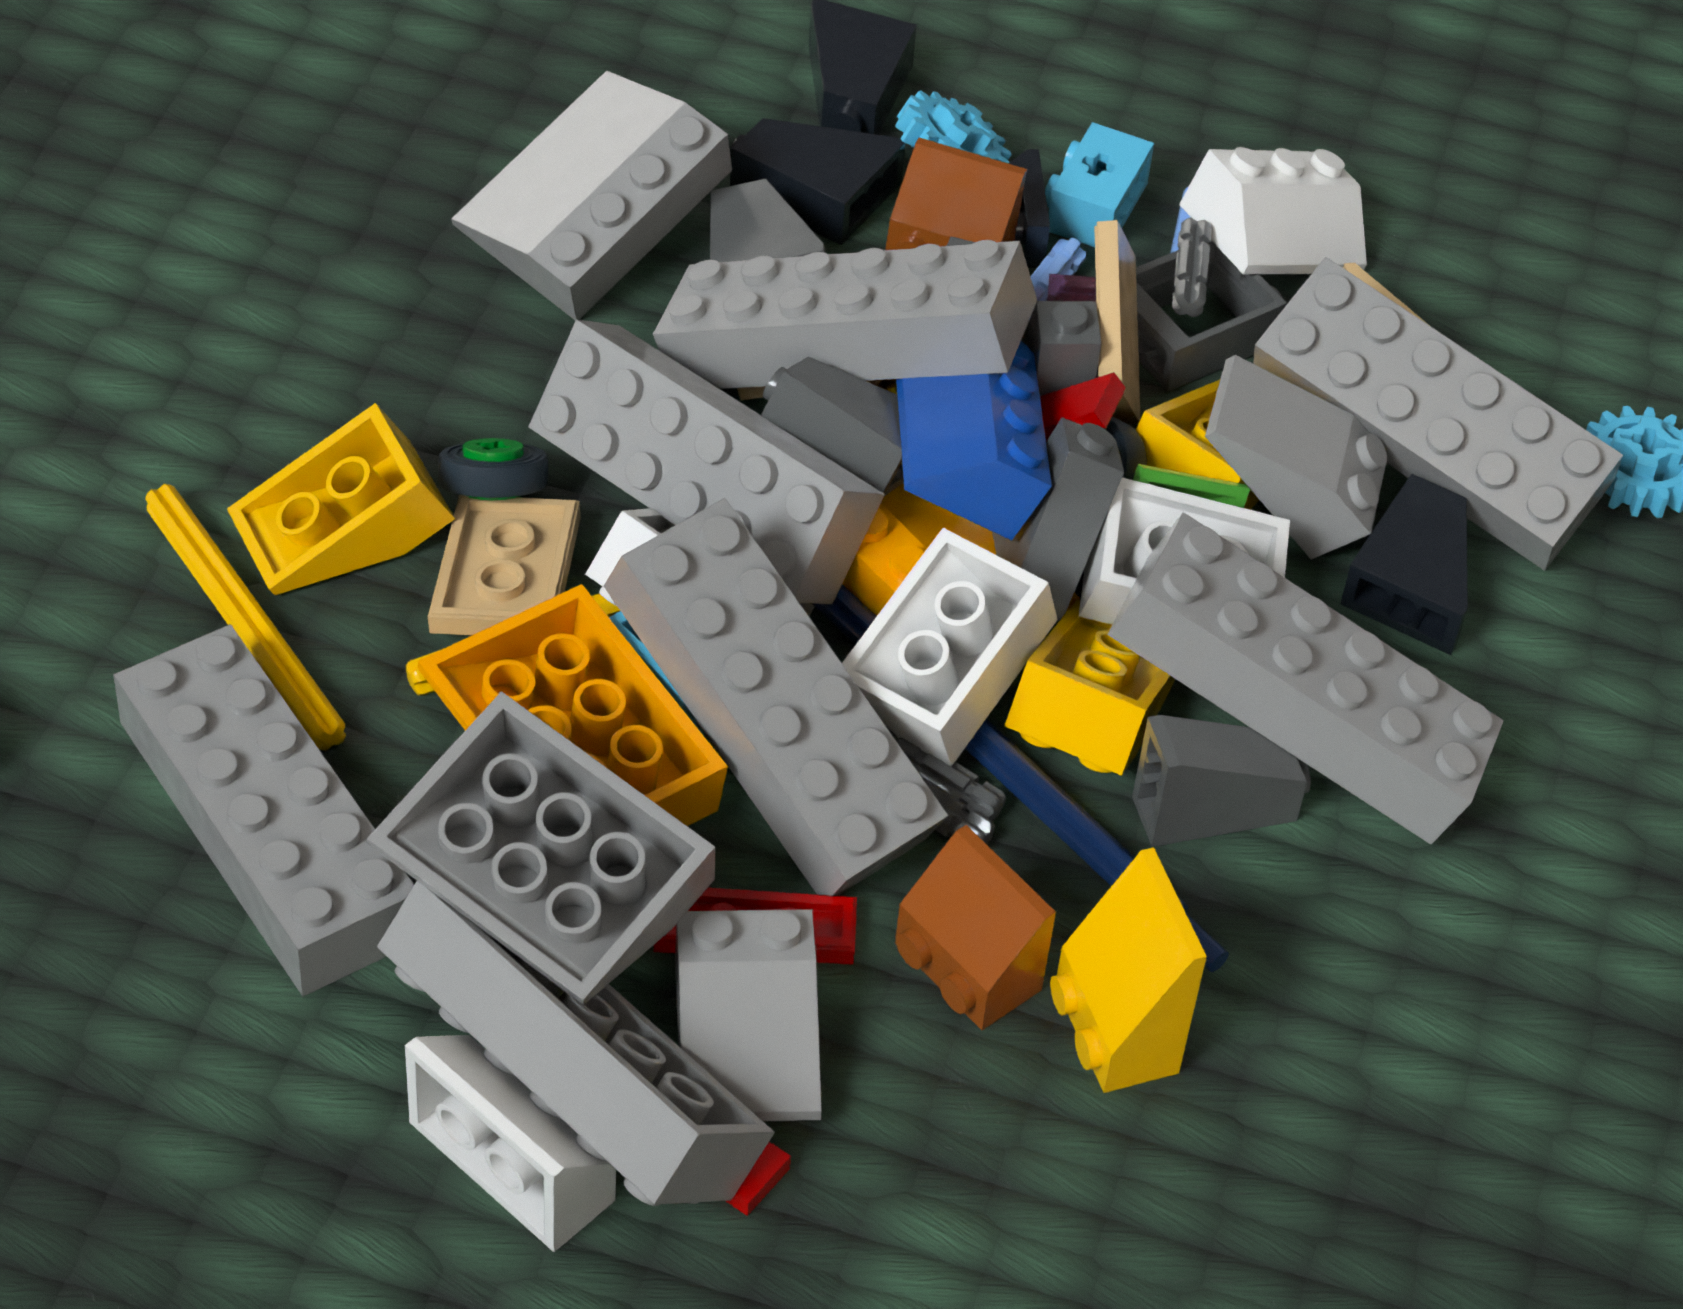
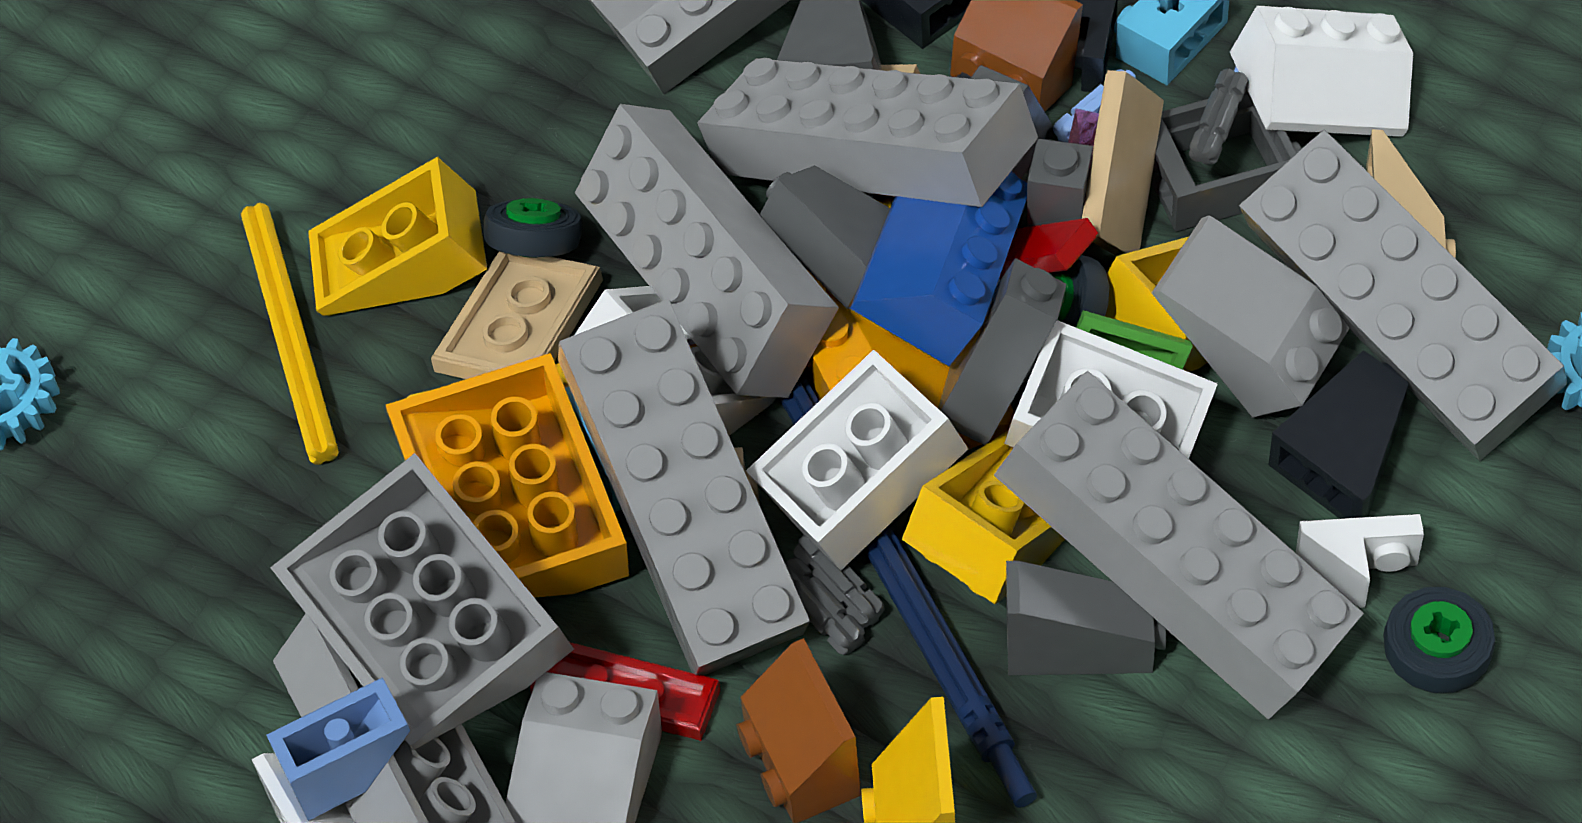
camera: 25 degrees right, 5 degrees up
(263, 805) = (233, 502): light grey brick -> none
(514, 1010) = (340, 747): none -> medium blue slope
(1476, 659) = (1351, 546): none -> white slope
(1572, 741) = (1429, 660): none -> black wheel

